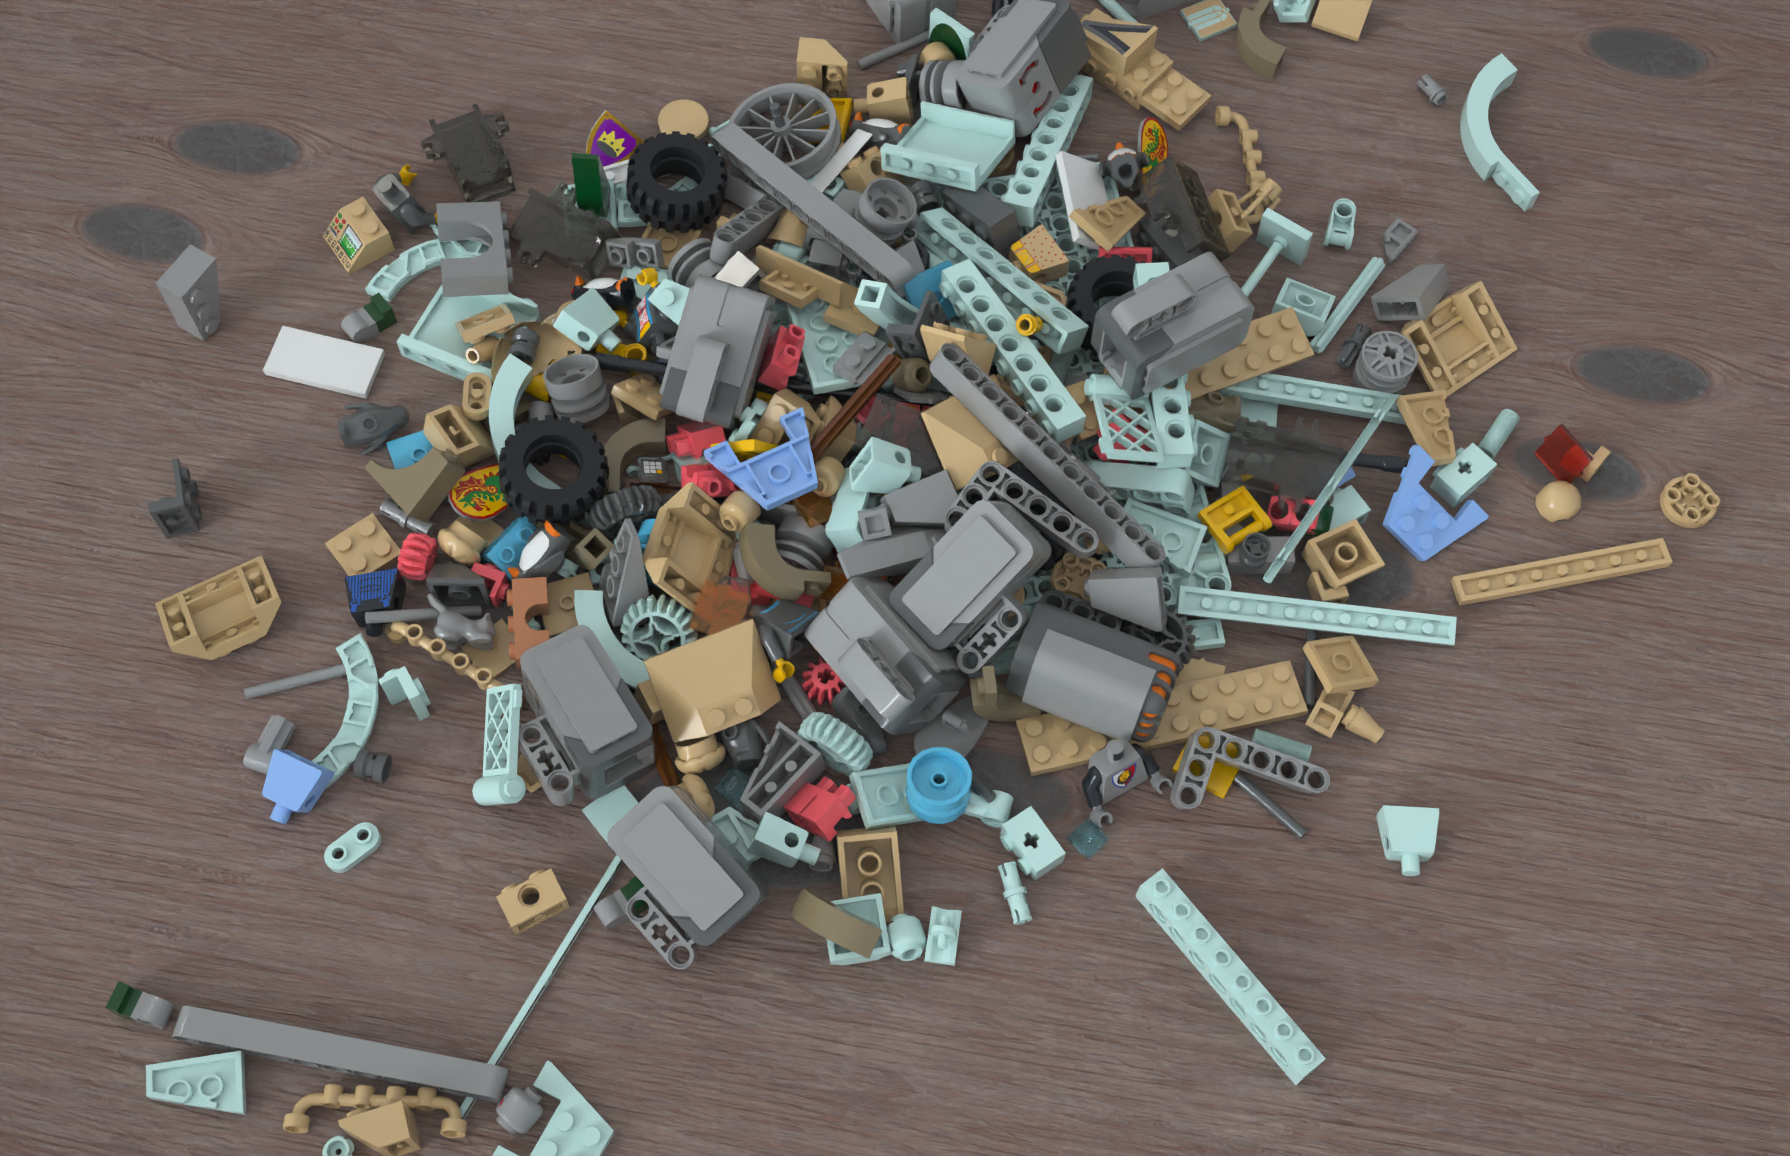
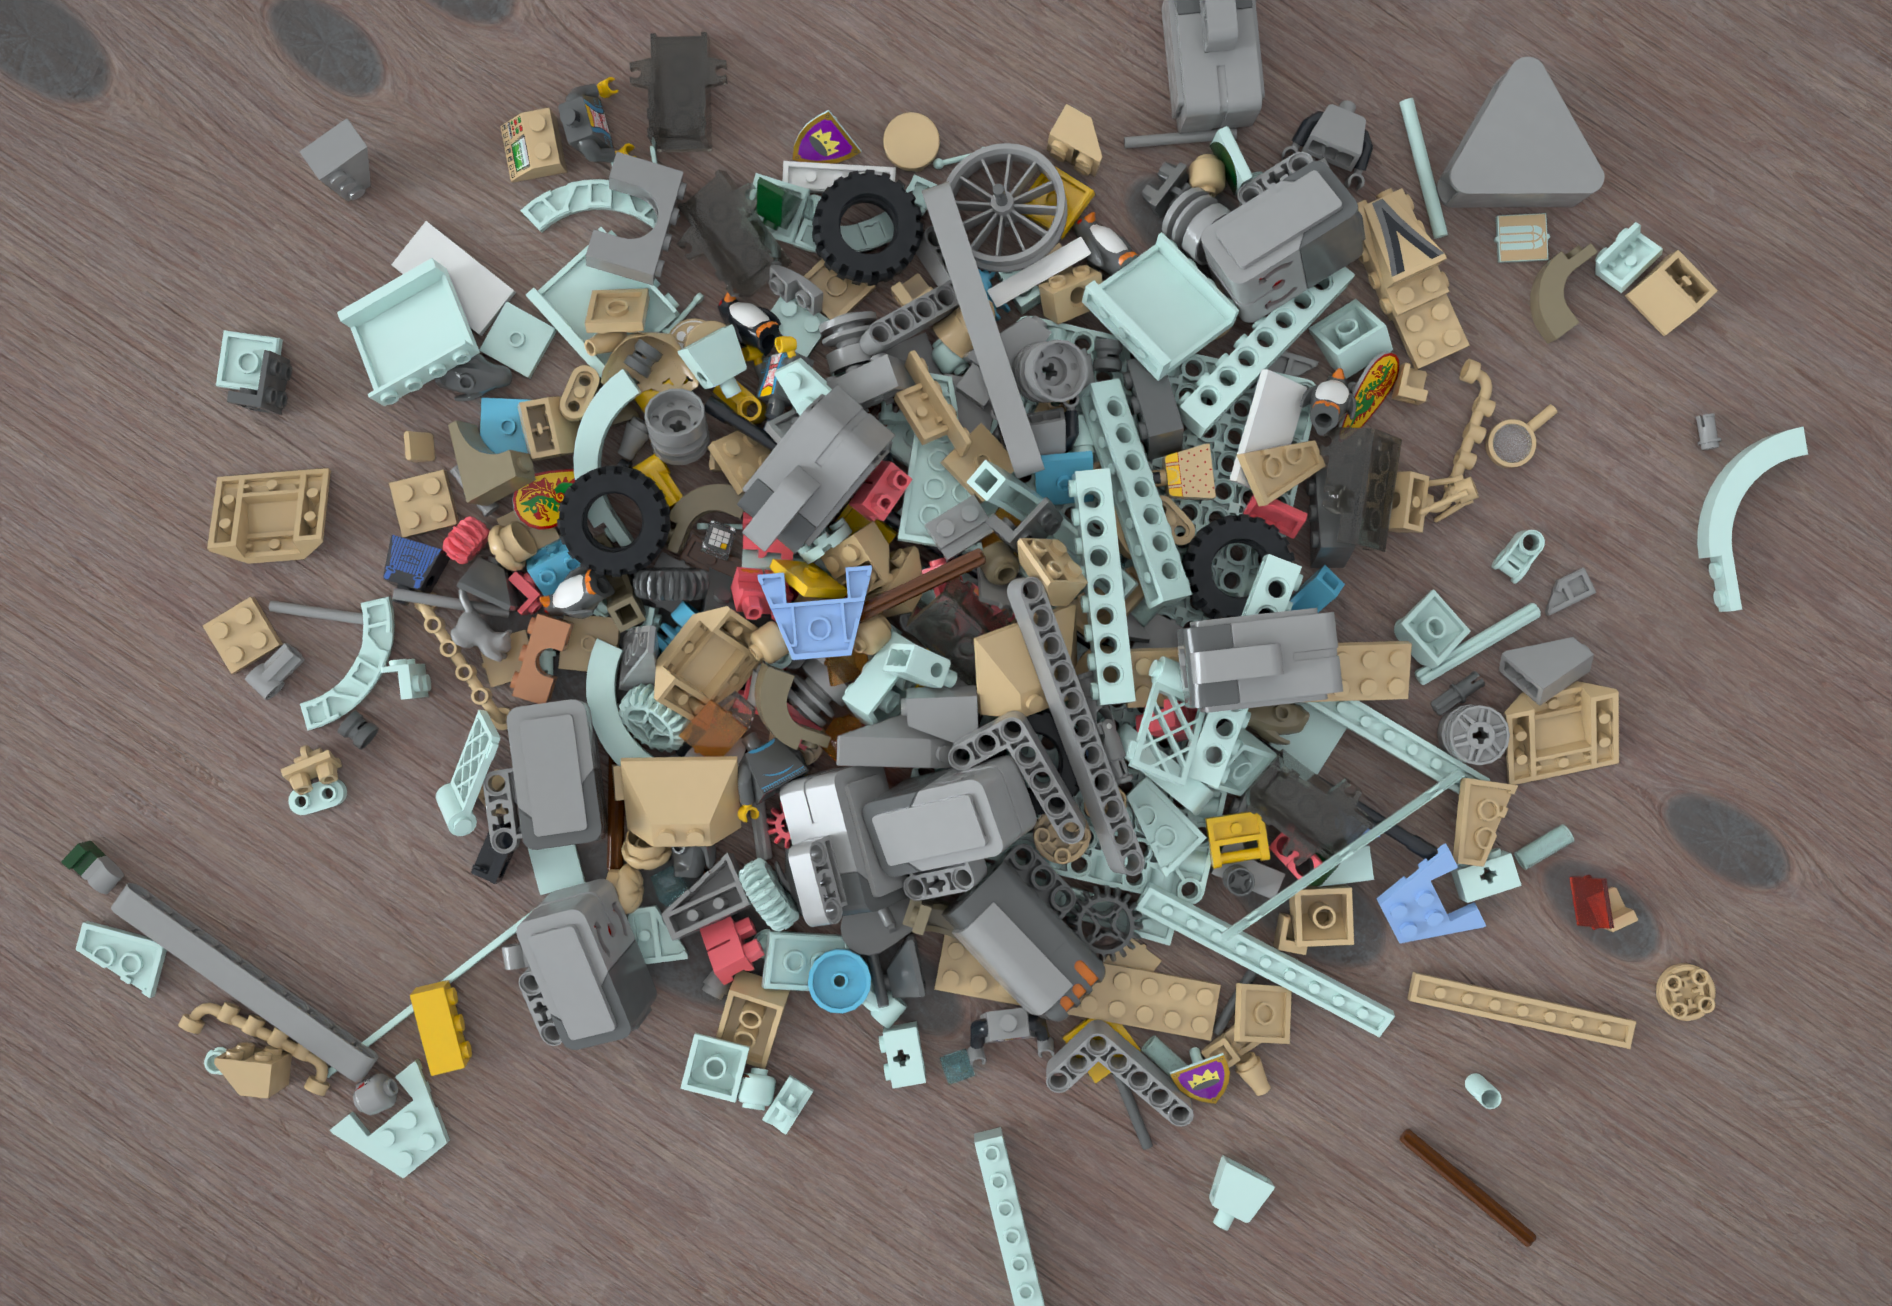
camera: 20 degrees right, 25 degrees up
(145, 488) = (242, 359): none -> light aqua plate
(225, 730) = (242, 635): none -> tan plate
(294, 784) = (282, 719): light blue torso -> none
(300, 406) = (410, 331): none -> light aqua panel
(338, 817) = (309, 766): none -> tan hips
(342, 503) = (419, 446): none -> tan slope
(369, 320) = (511, 250): leg -> none
(403, 385) = (518, 340): none -> light aqua plate
(524, 916) = (437, 925): tan brick -> none
(550, 300) = (697, 299): none -> light aqua hinge
(551, 826) = (491, 864): none -> black hinge
(563, 1009) = (441, 1027): none -> yellow brick
(771, 840) = (680, 970): light aqua torso -> none
(835, 922) = (689, 1066): dark tan arch -> none
(874, 523) = (888, 715): light grey tile -> none
(887, 101) = (1127, 212): tan torso -> none
(999, 758) = (905, 971): none -> dark grey slope
(1014, 893) = (869, 1090): light aqua pin -> none
(1023, 327) = (1127, 575): yellow pin -> none
(1114, 123) = (1351, 337): none -> light aqua slope
(1130, 595) = (1092, 886): light grey slope -> none
(1181, 145) = (1410, 385): none -> tan panel
(1282, 238) = (1448, 551): light aqua tile -> none
(1286, 153) = (1513, 441): none -> piece
(1320, 740) = (1203, 1079): none -> shield
(1558, 501) = (1561, 938): tan hair -> none
(1570, 644) = (1483, 1091): none -> light aqua piece
(1611, 744) = (1467, 1187): none -> reddish brown axle

